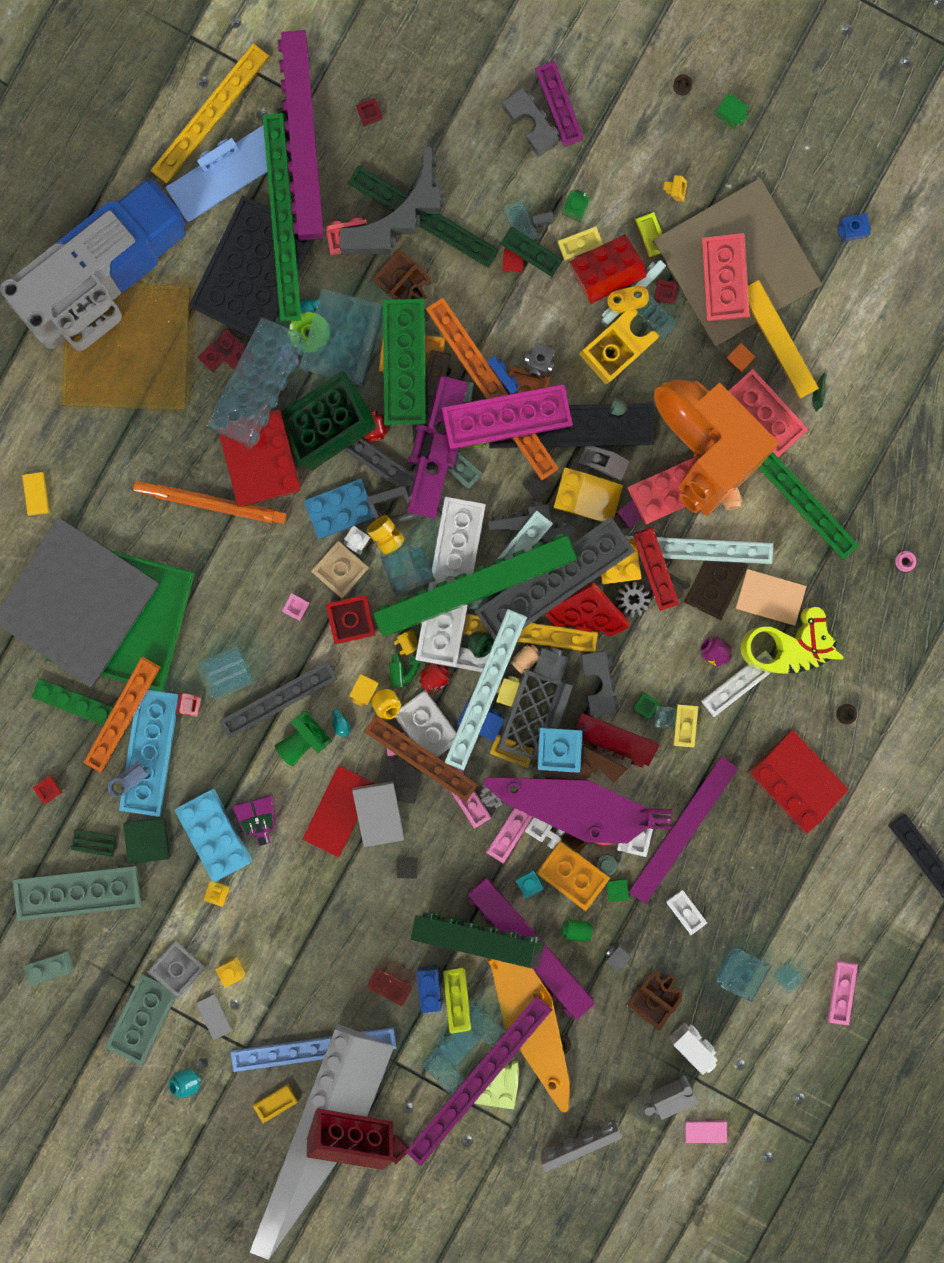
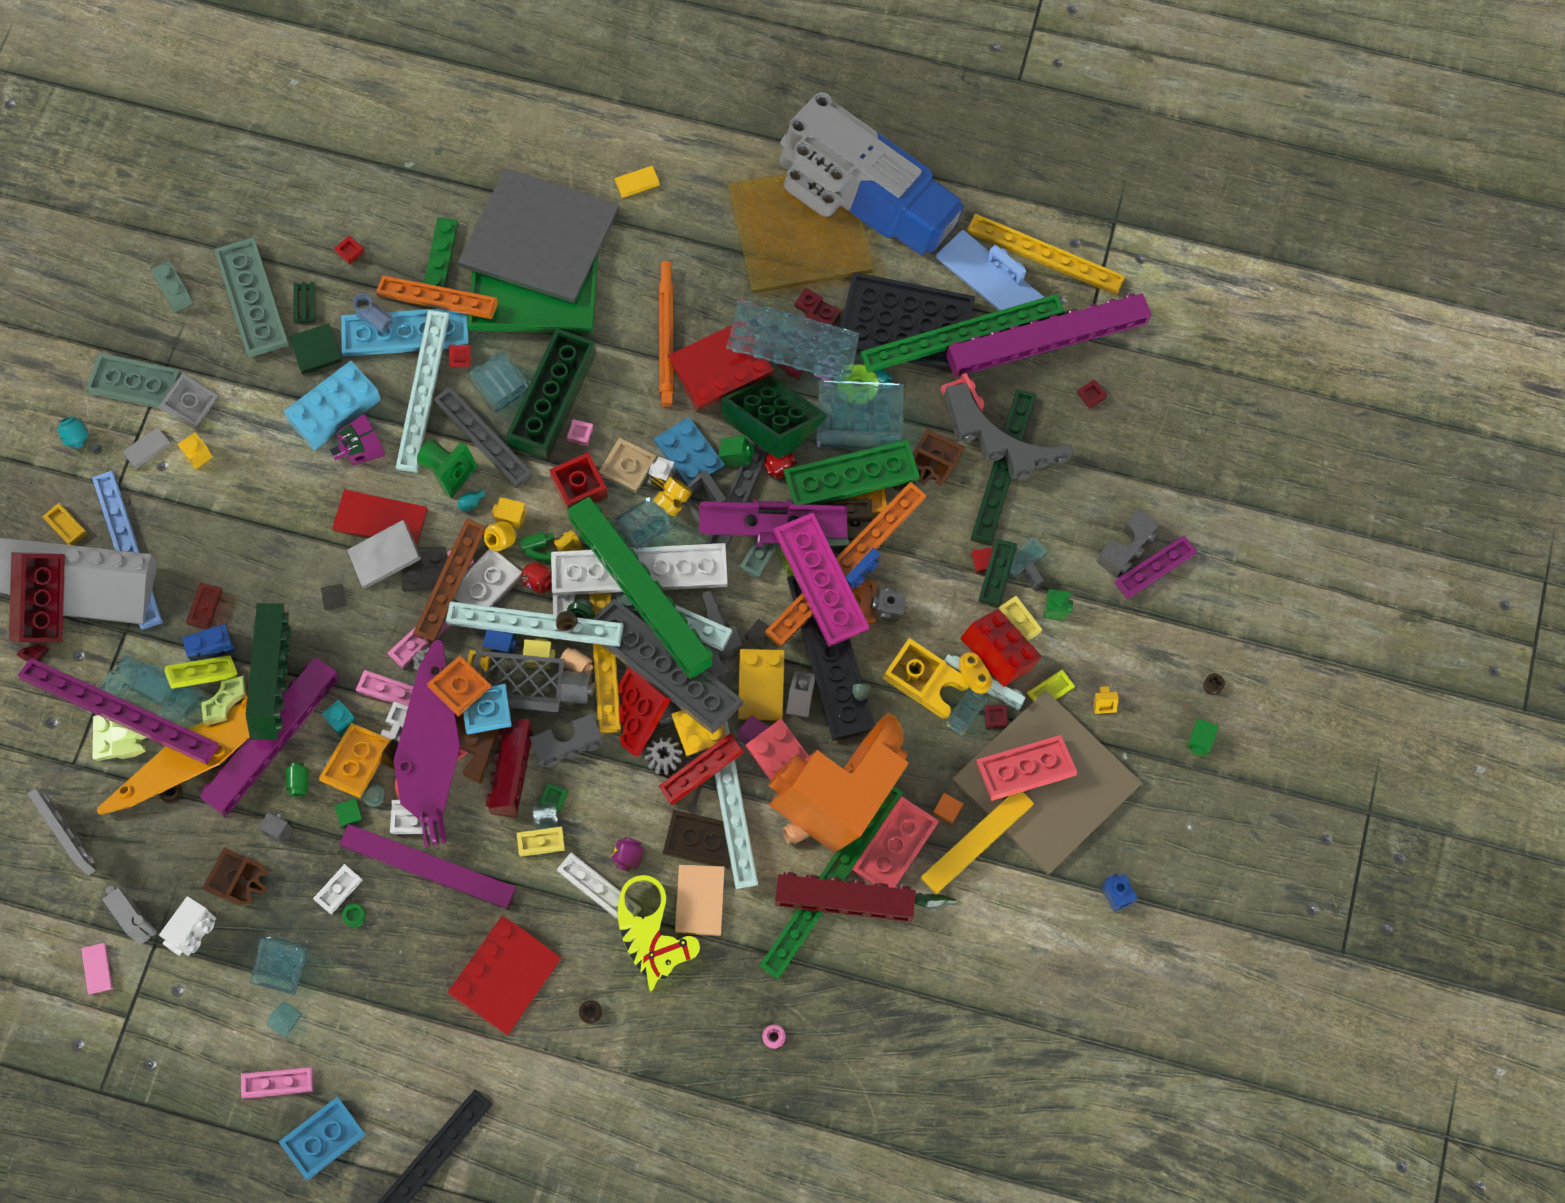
camera: 75 degrees right, 20 degrees down
(216, 893) = (273, 424): yellow tile -> none
(217, 746) = (422, 390): none -> light aqua tile
(251, 625) = (551, 394): none -> dark green brick
(352, 464) = (736, 451): none -> green brick
(480, 977) = (217, 708): none -> yellowish green tile
(496, 660) = (566, 621): none -> dark brown plate
(534, 770) = (459, 685): none -> orange tile
(711, 902) = (354, 915): none -> green tile
(806, 469) = (845, 897): none -> dark red brick
(900, 962) = (322, 1138): none -> dark azure plate

